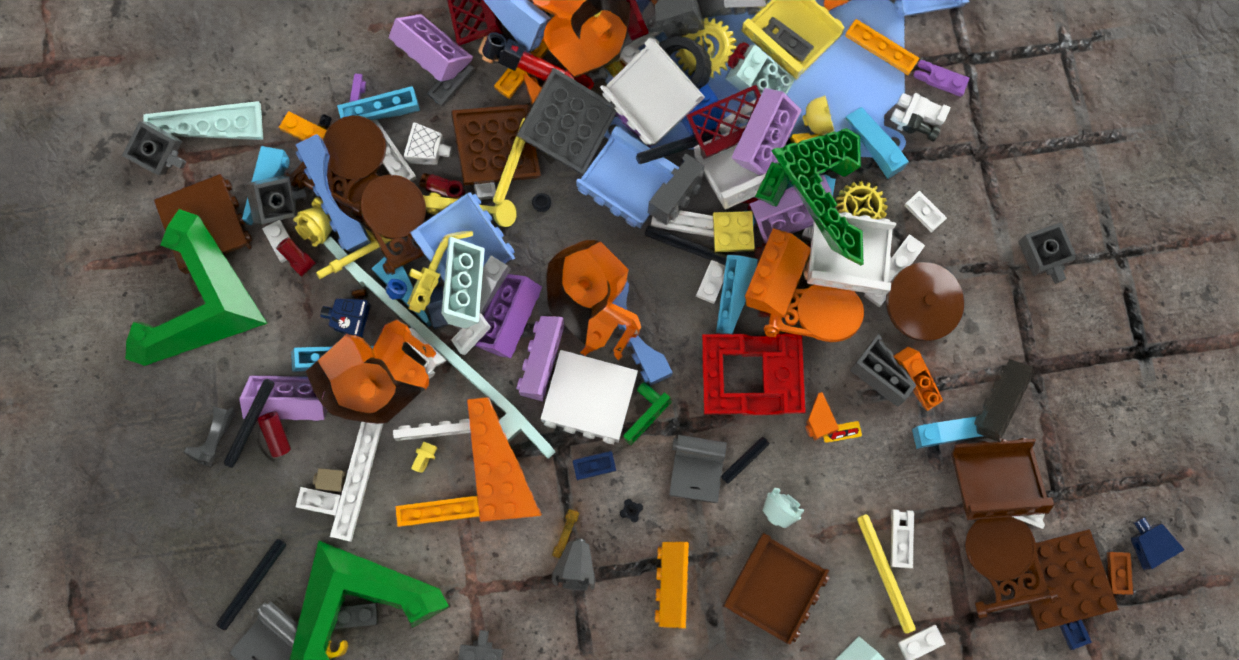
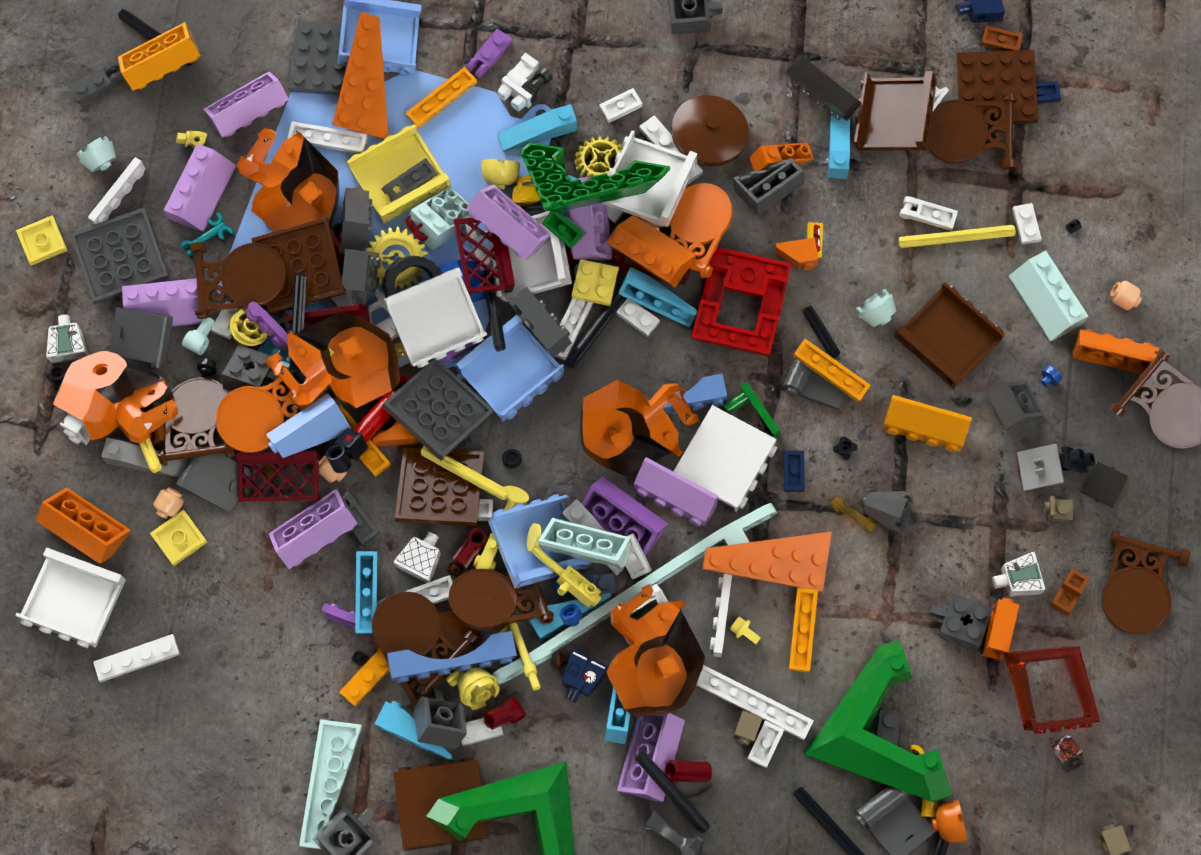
camera: 70 degrees left, 5 degrees down
(703, 477) = (831, 370): none -> light orange plate

